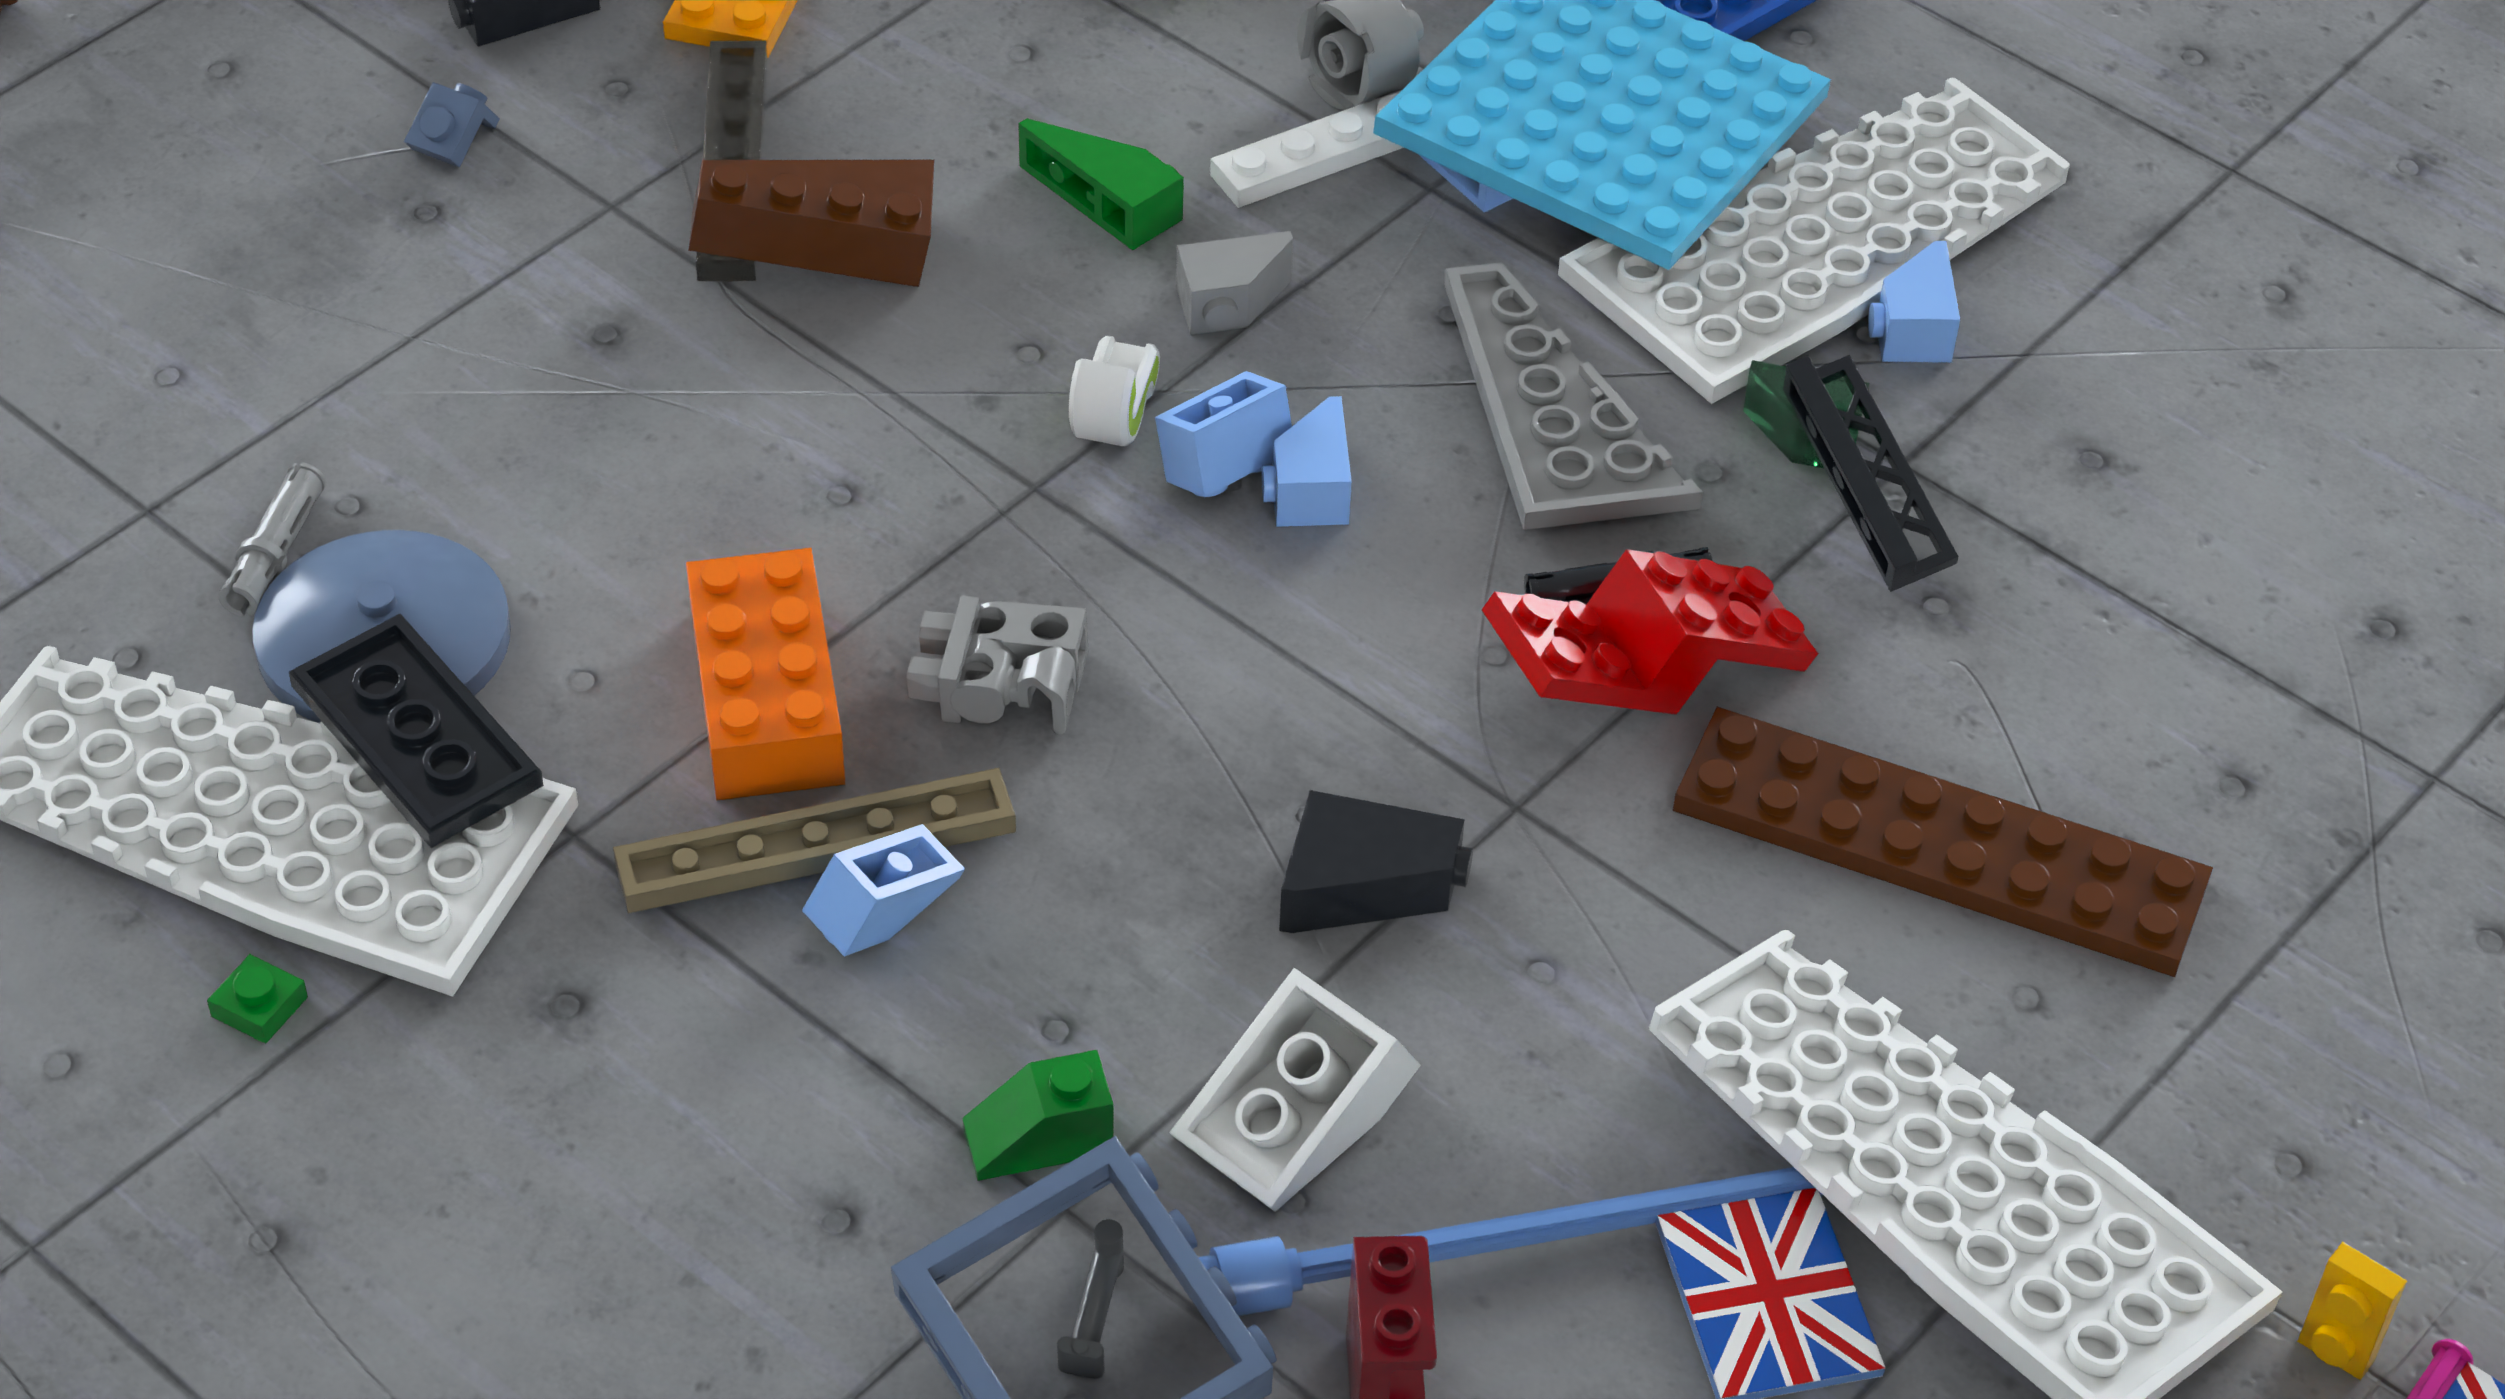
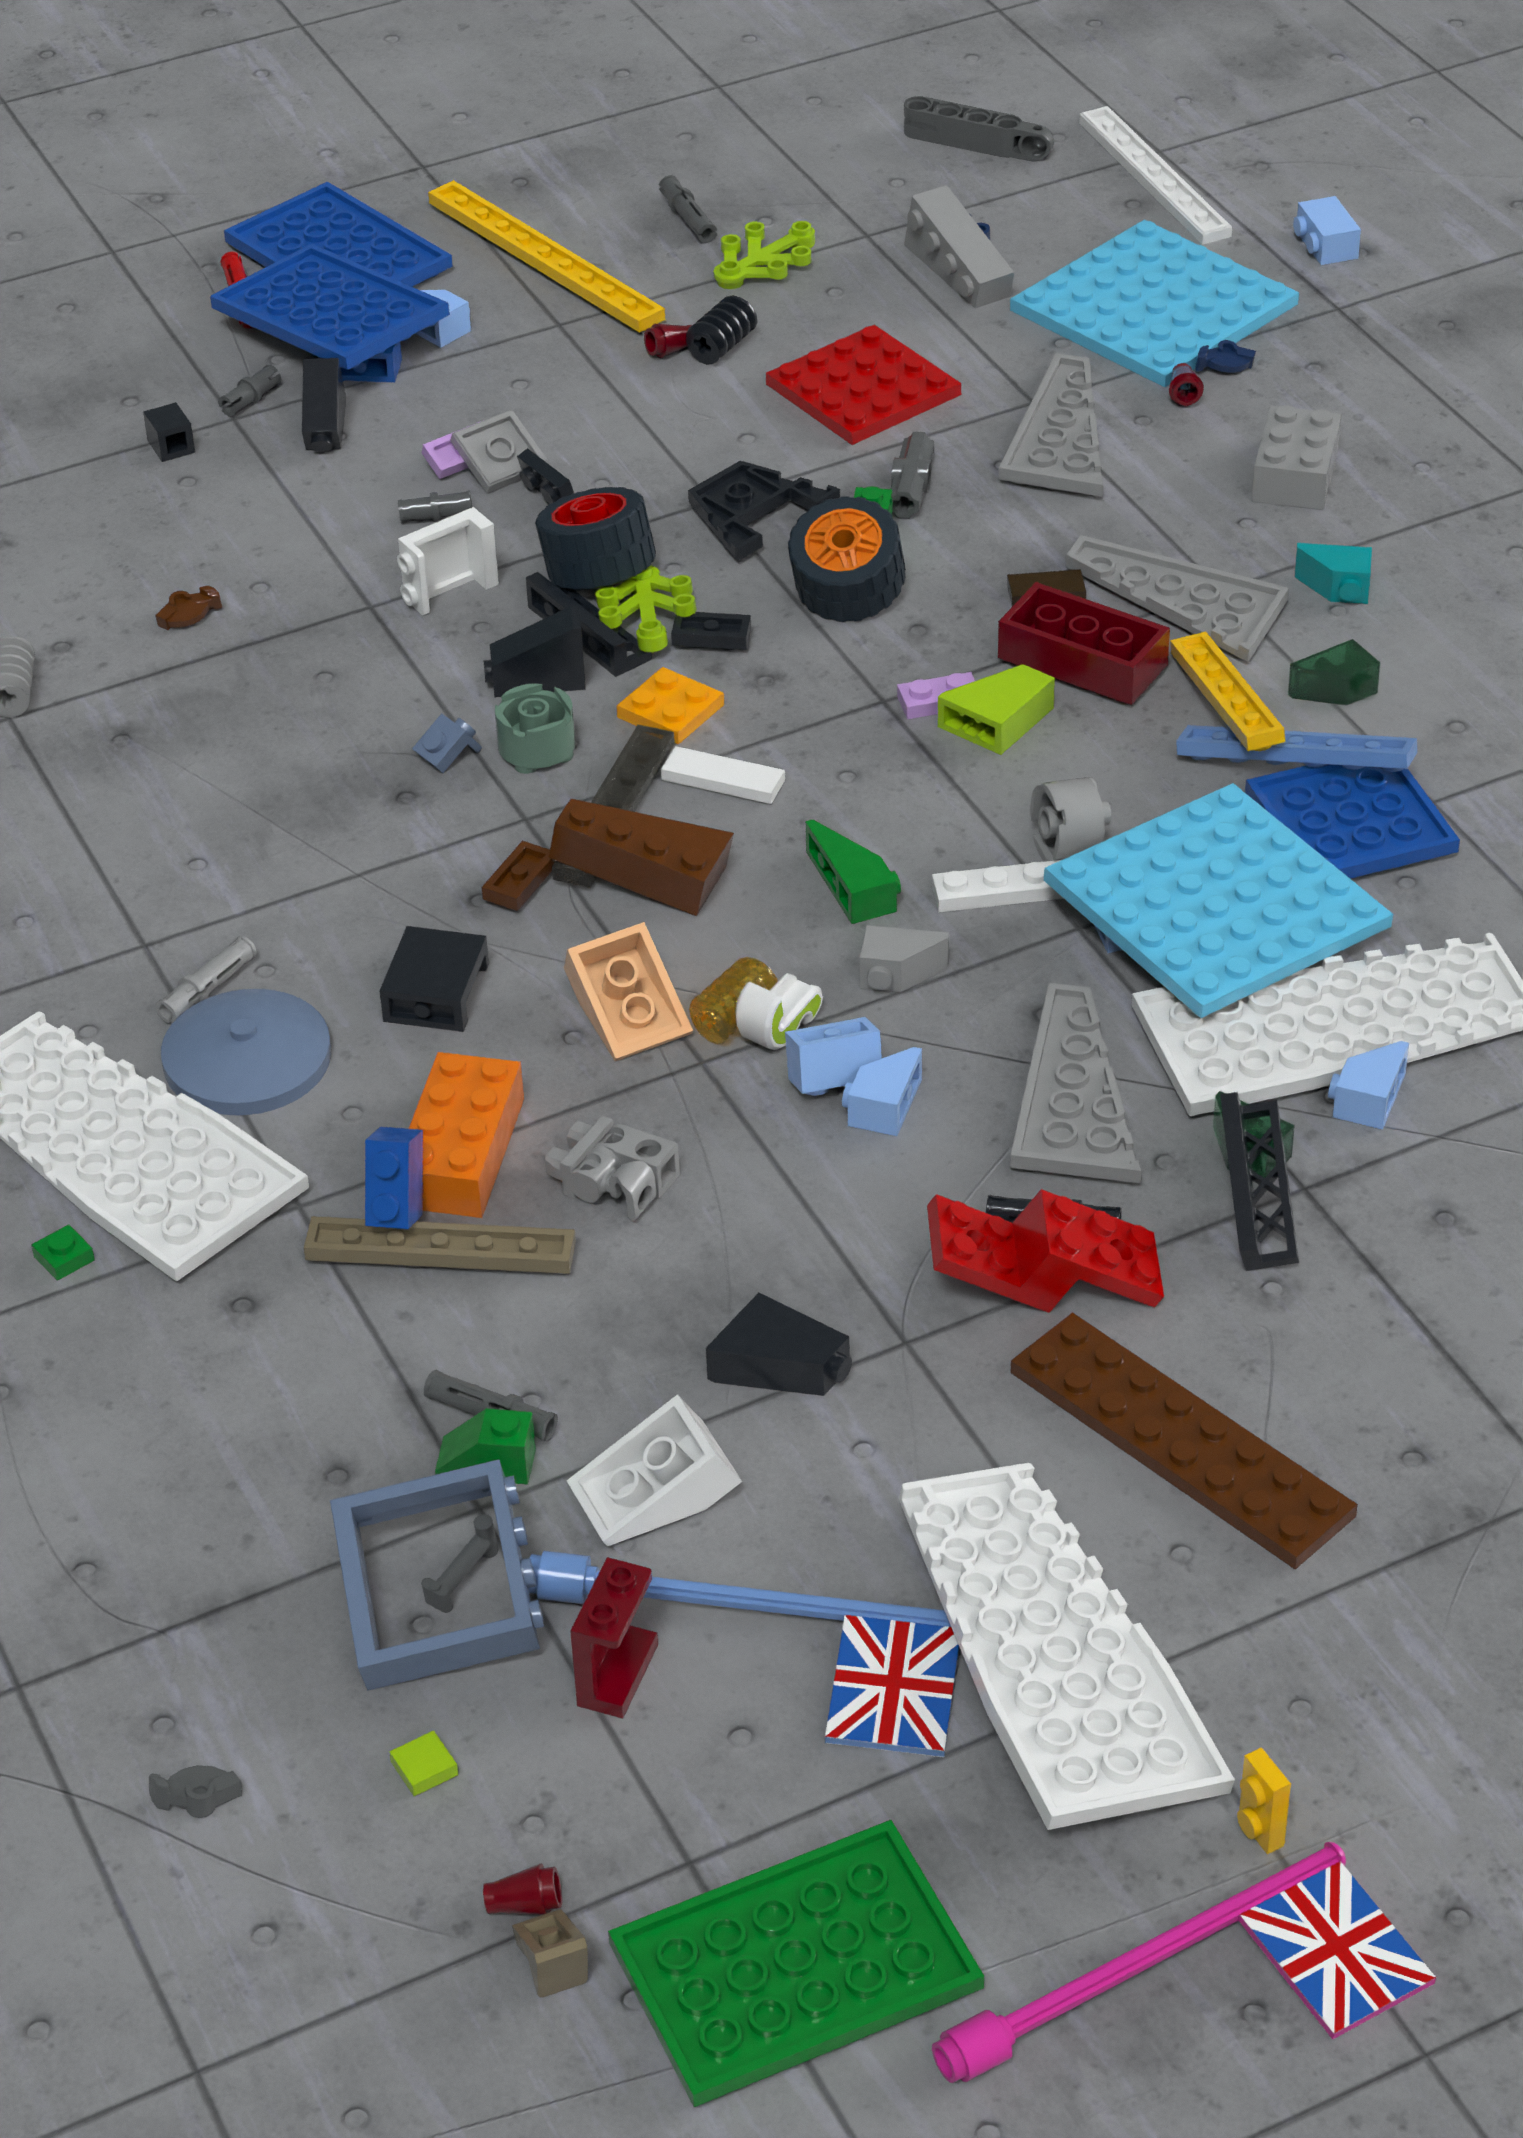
camera: 25 degrees right, 5 degrees down
(416, 730) = (226, 1114): black tile -> none
(572, 74) = (535, 727): none -> sand green brick
(609, 459) = (432, 978): none -> black panel
(651, 286) = (518, 876): none -> reddish brown plate
(726, 760) = (393, 1177): none -> blue brick
(855, 86) = (723, 775): none -> white tile
(880, 888) = (459, 1282): light blue slope -> none
(892, 415) = (626, 992): none -> light nougat slope
(929, 1049) = (445, 1389): none -> dark grey pin
(1035, 398) = (716, 1005): none -> clear yellow piece

